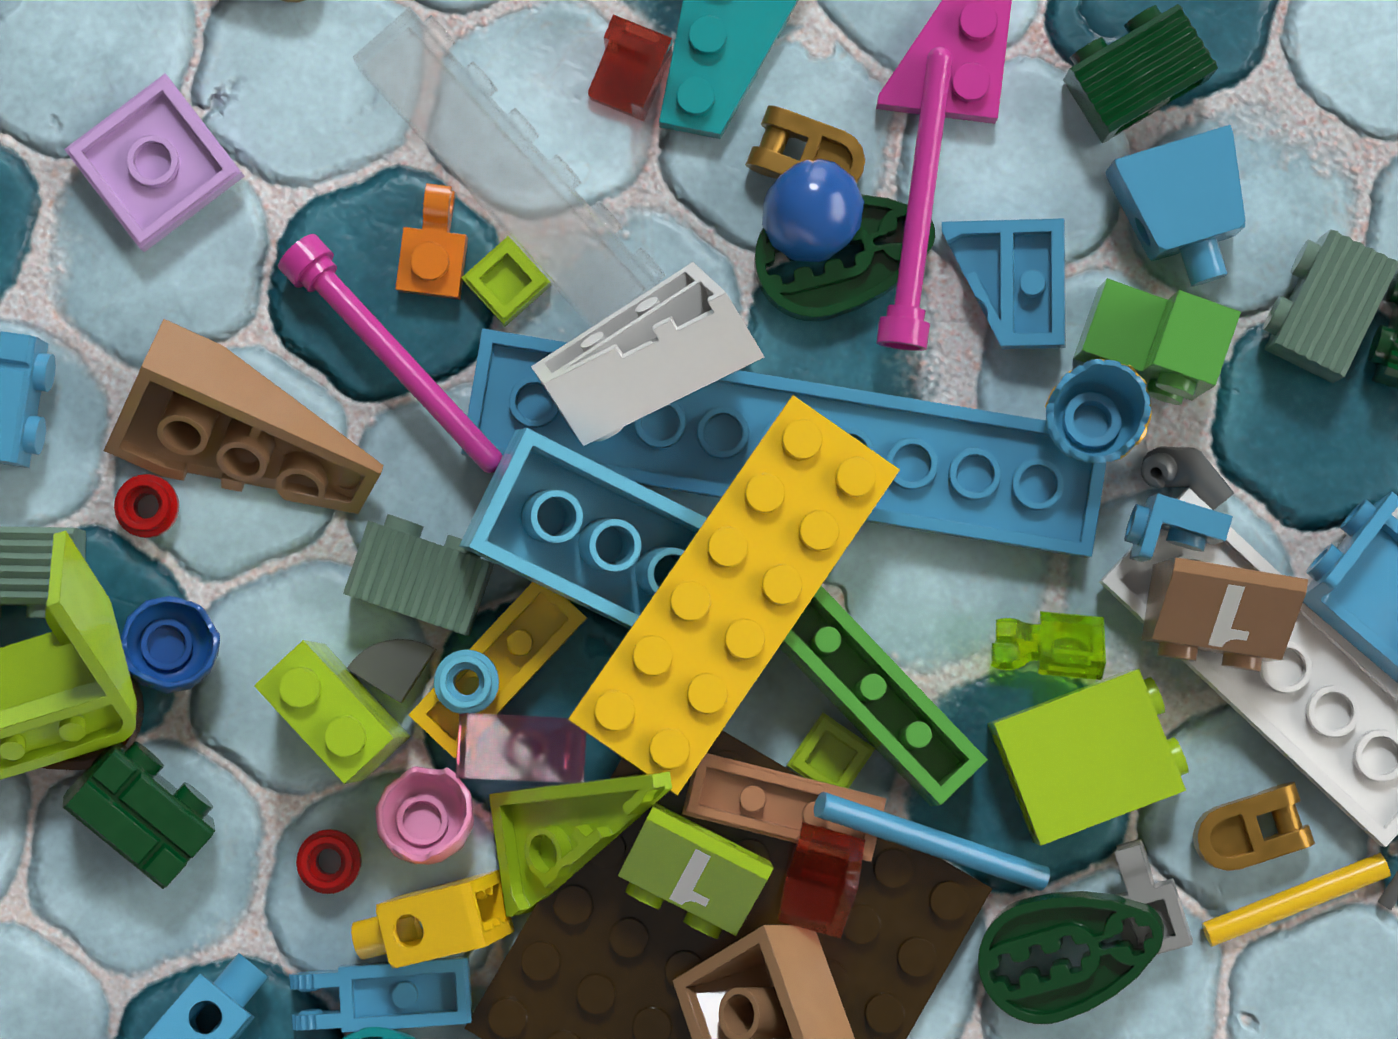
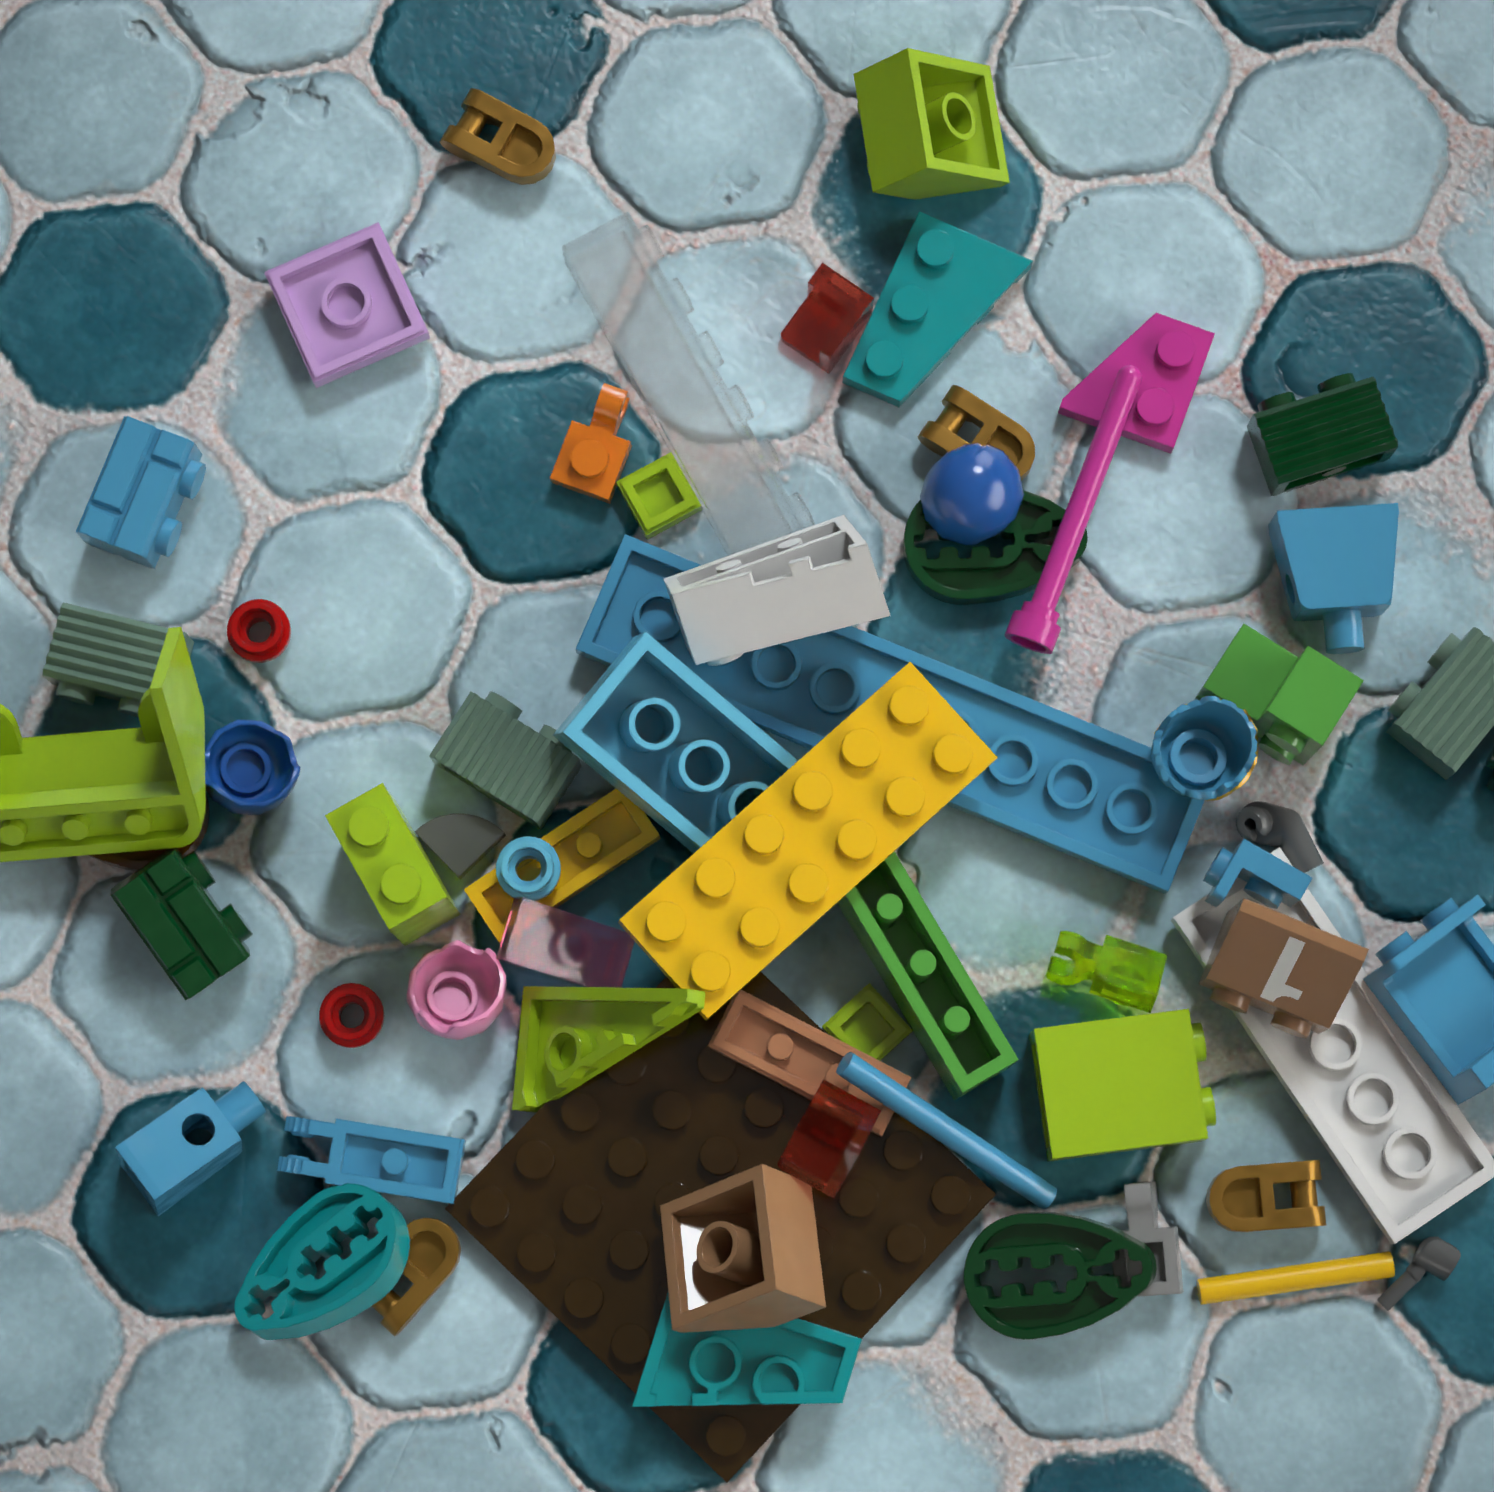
camera: 15 degrees right, 5 degrees down
(222, 419) = (352, 563): medium nougat wedge -> none
(311, 266) = (473, 437): dark pink piece -> none
(453, 918) = (462, 1096): yellow torso -> none
(695, 872) = (705, 1099): lime slope -> none
(1016, 277) = (1156, 604): dark azure wing -> none

